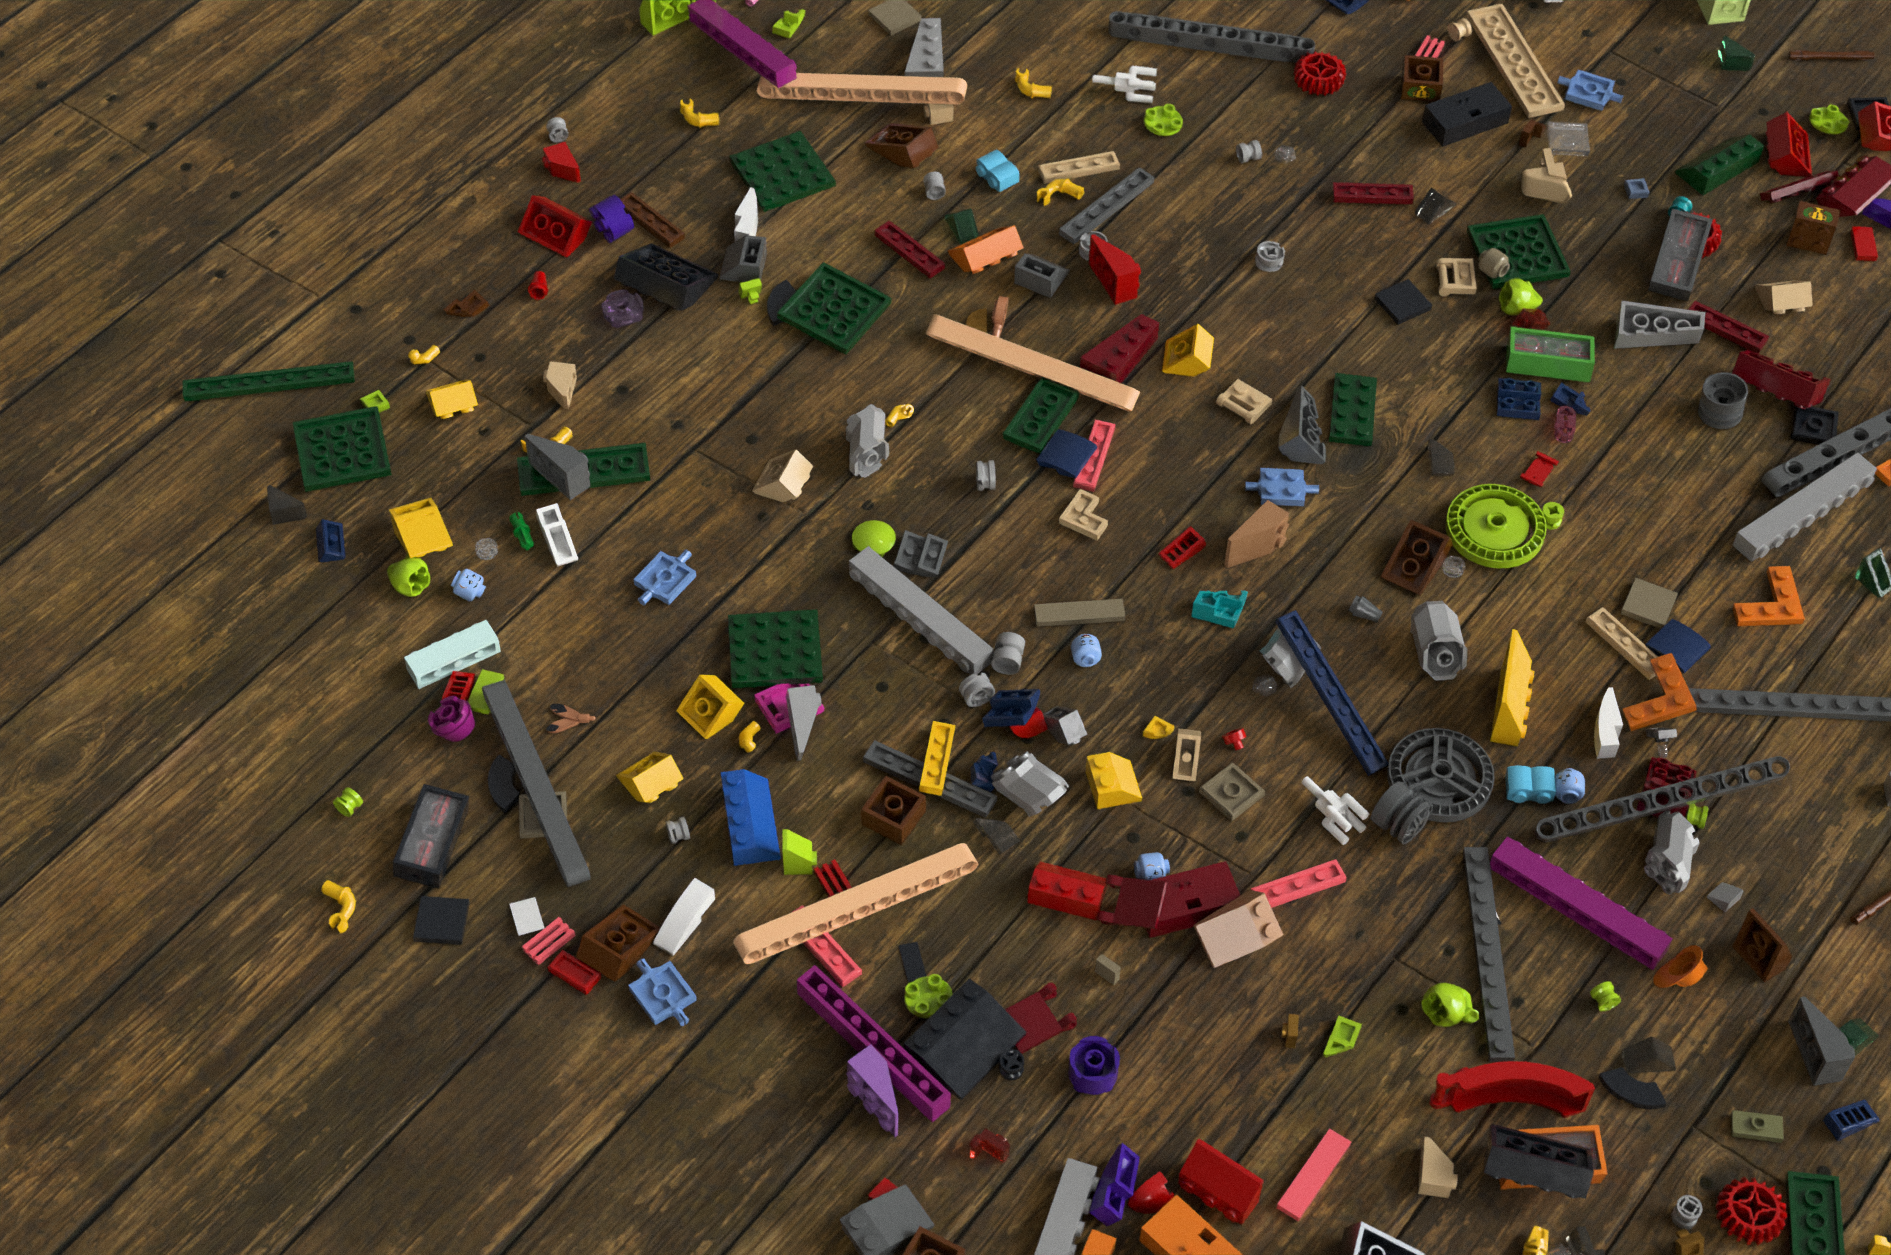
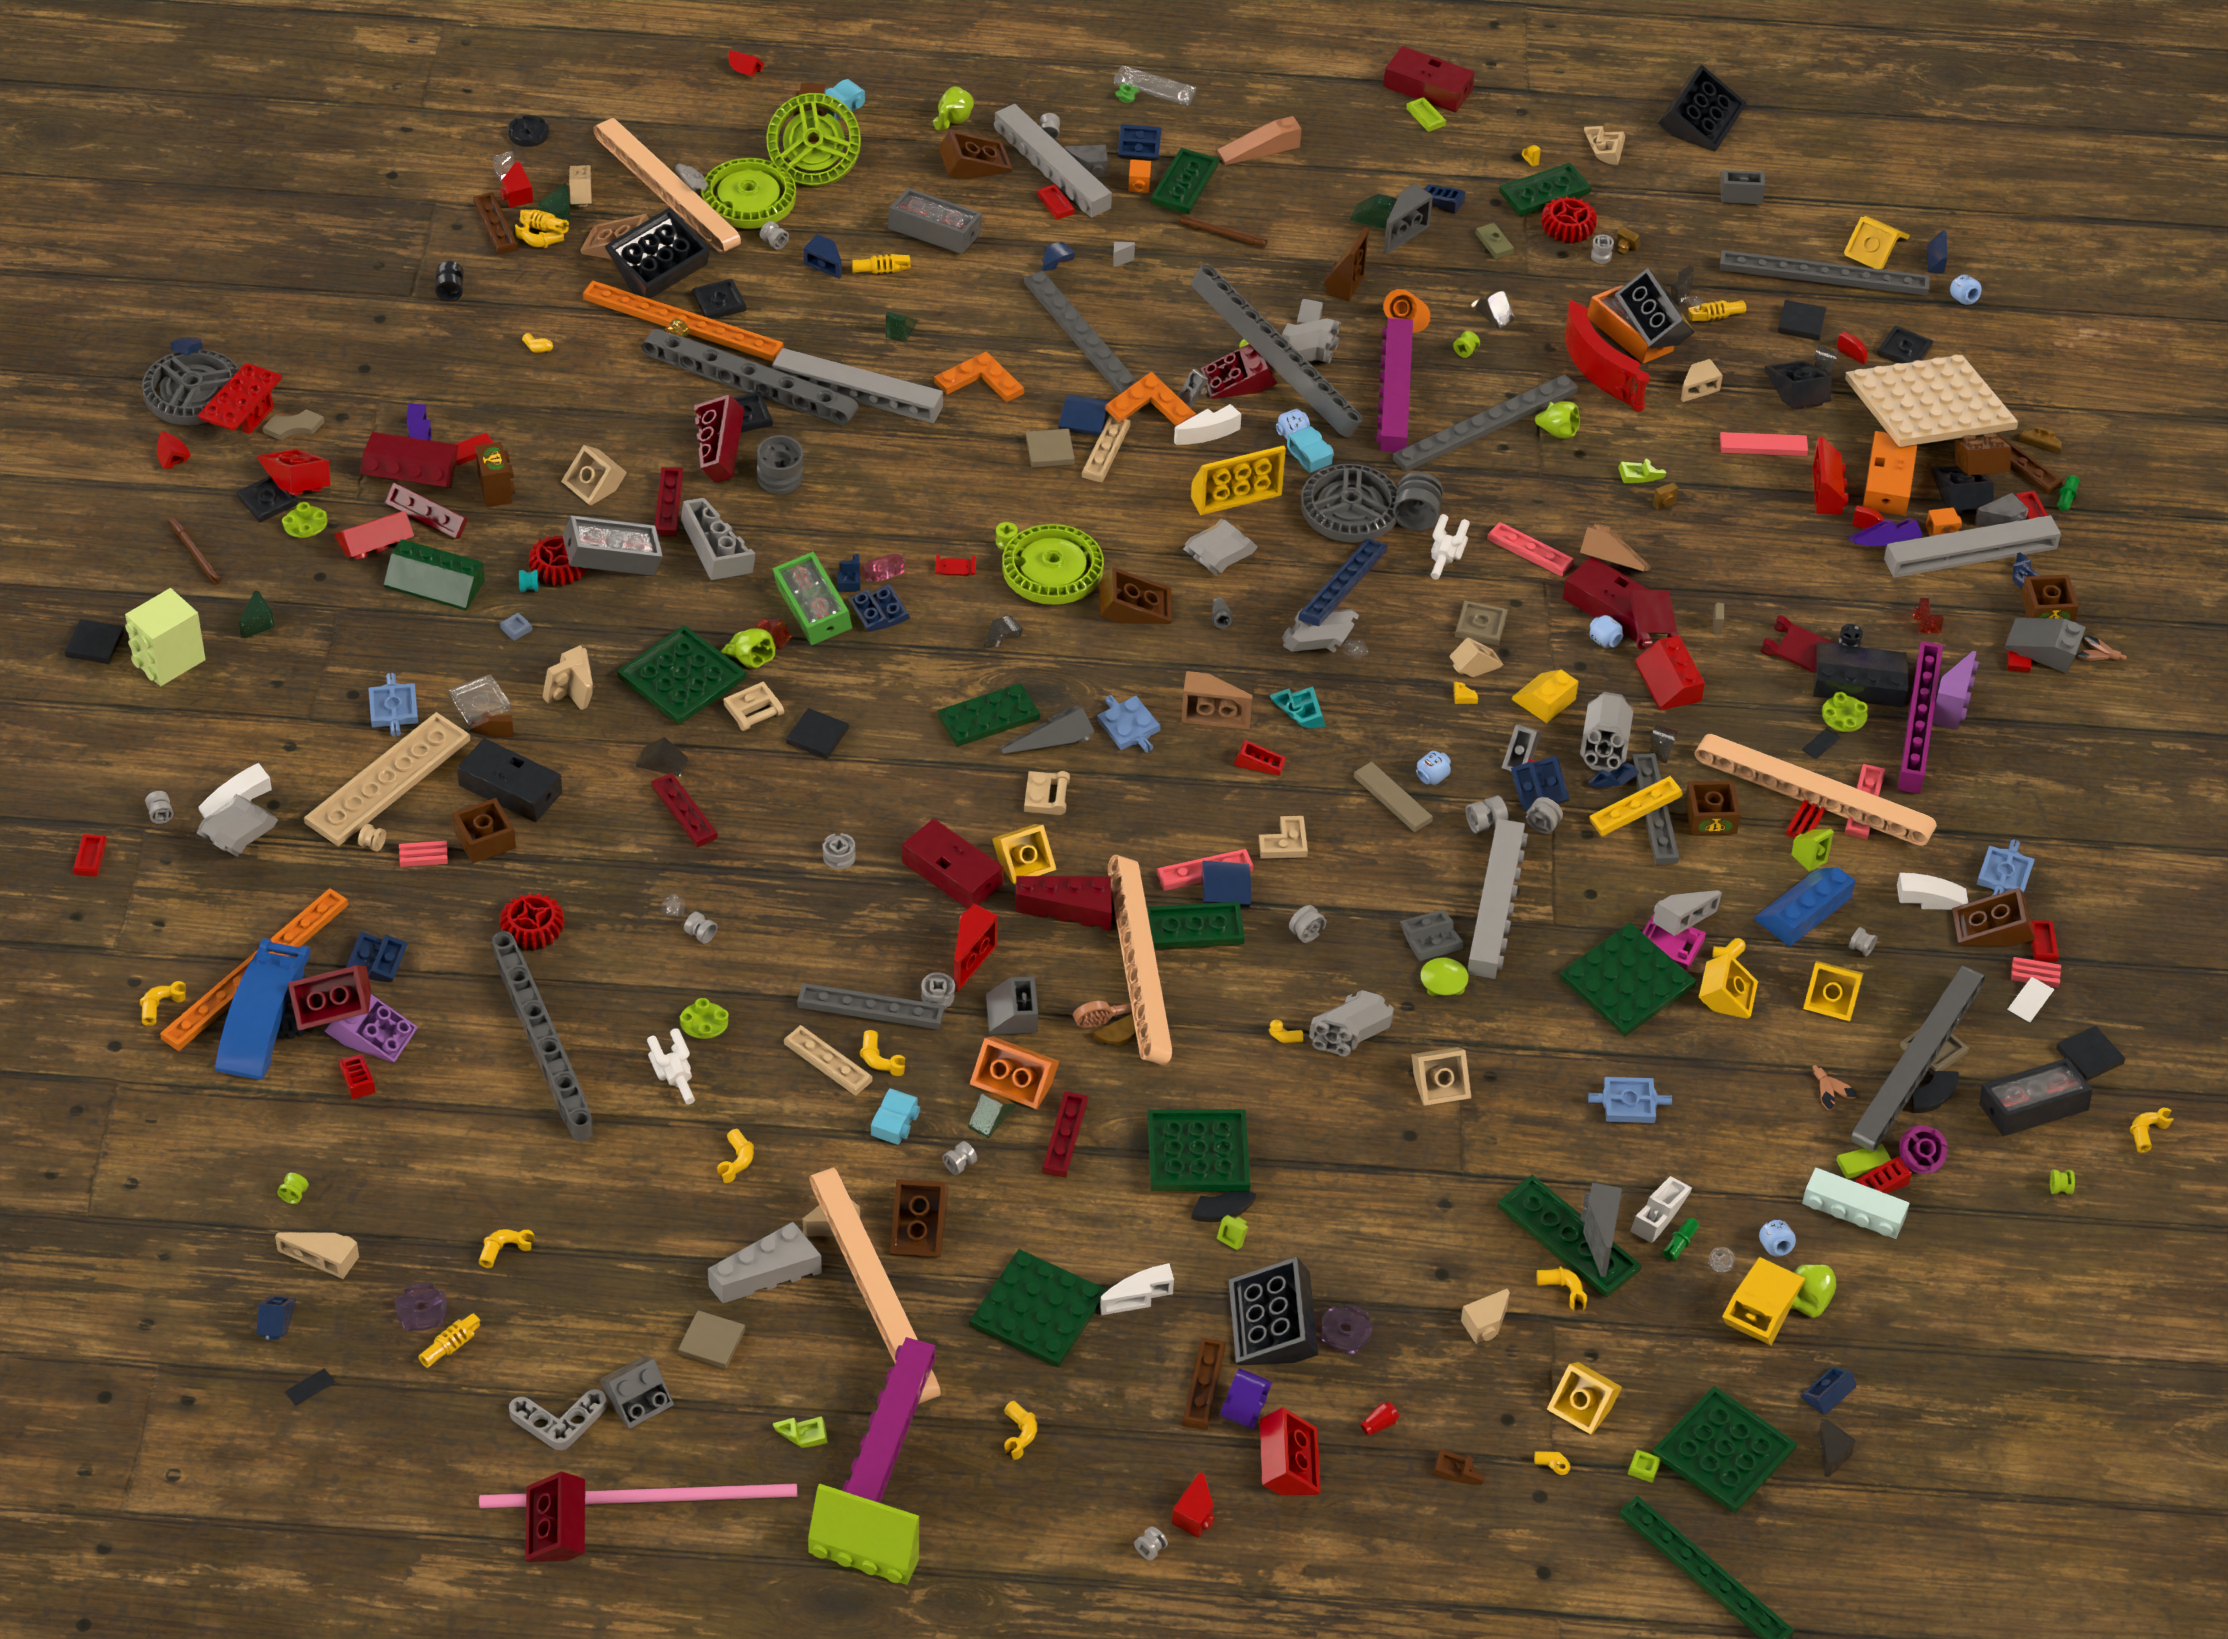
camera: 125 degrees left, 5 degrees down
(744, 259) = (1201, 1254): dark grey slope -> none
(1093, 1065) = (1808, 585): dark purple brick -> none
(1207, 304) = (952, 864): none -> dark red brick
(1234, 737) = (1431, 637): red tile -> none
(1493, 263) = (727, 672): dark tan head -> none
(1636, 1092) = (1529, 309): black tile -> none

